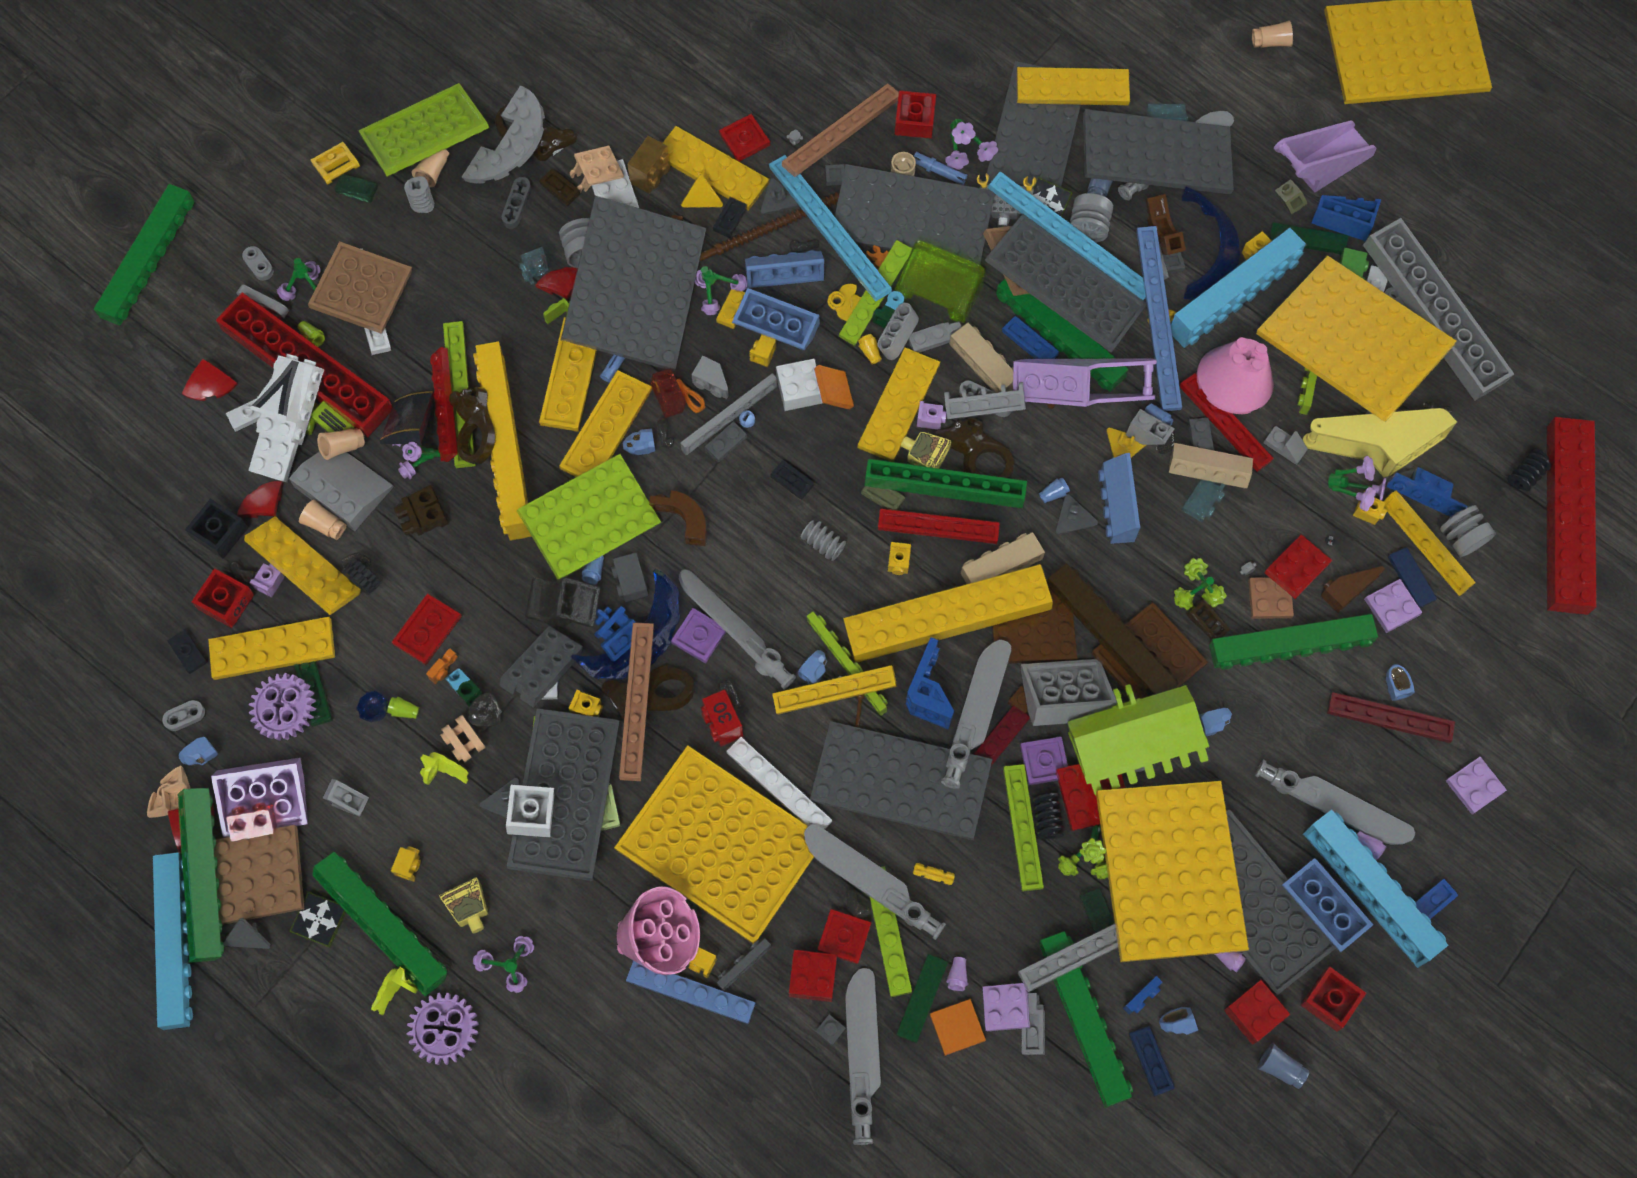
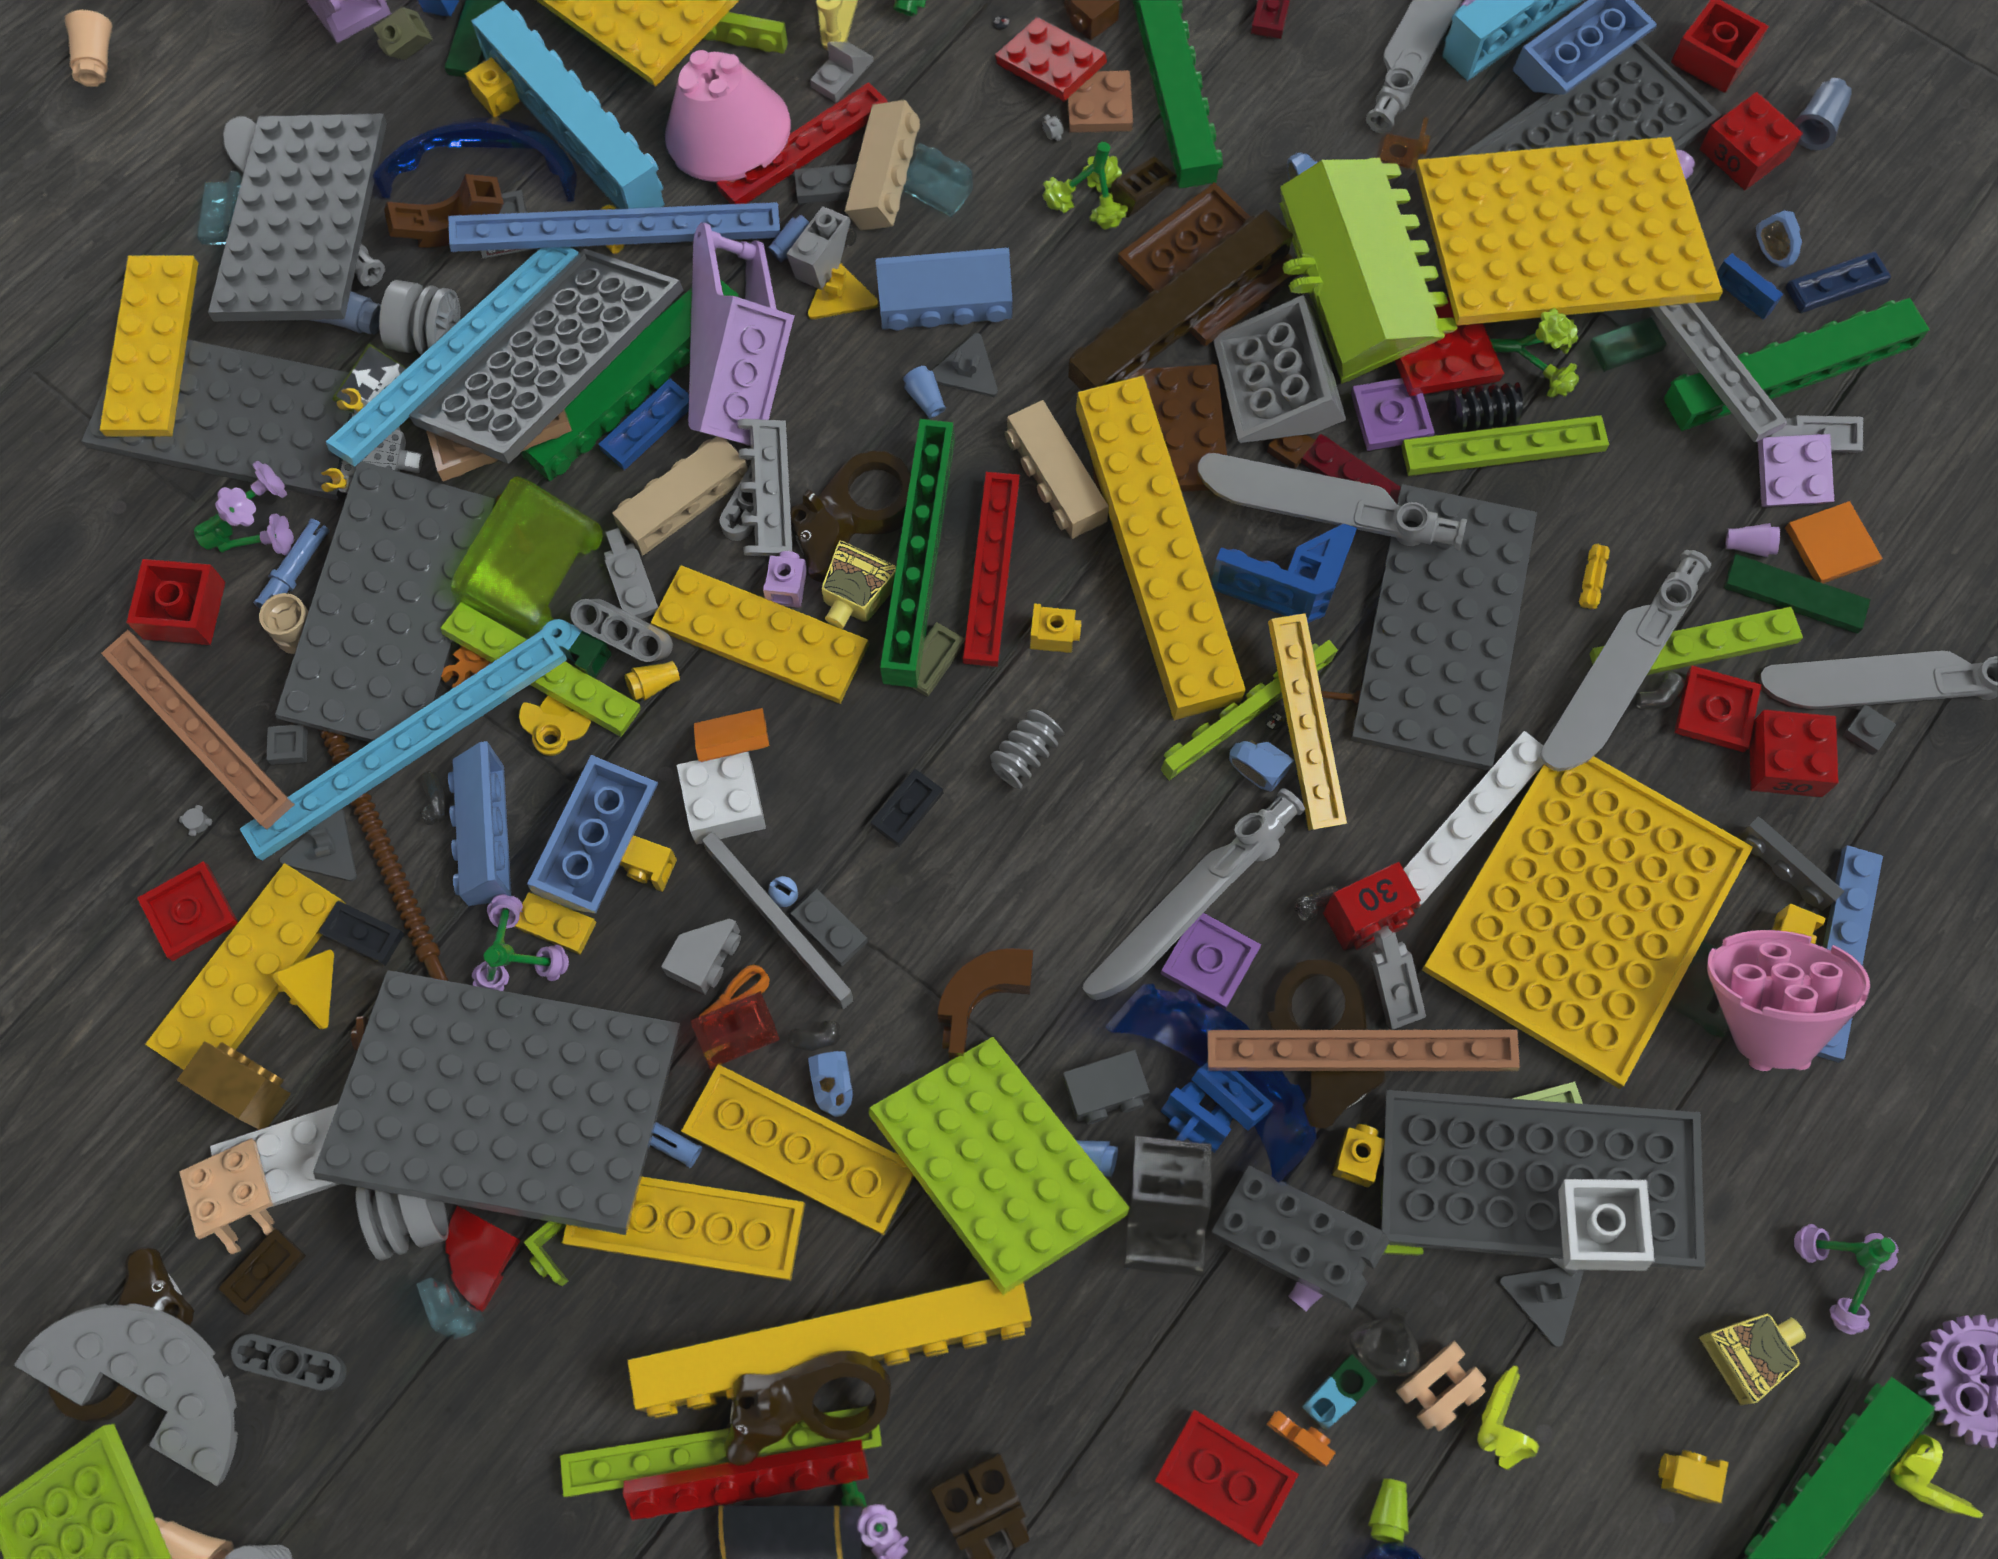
camera: 90 degrees left, 0 degrees up
(679, 728) = (1396, 980): none -> light grey hinge
(1242, 791) = (1413, 147): none -> clear orange bracket

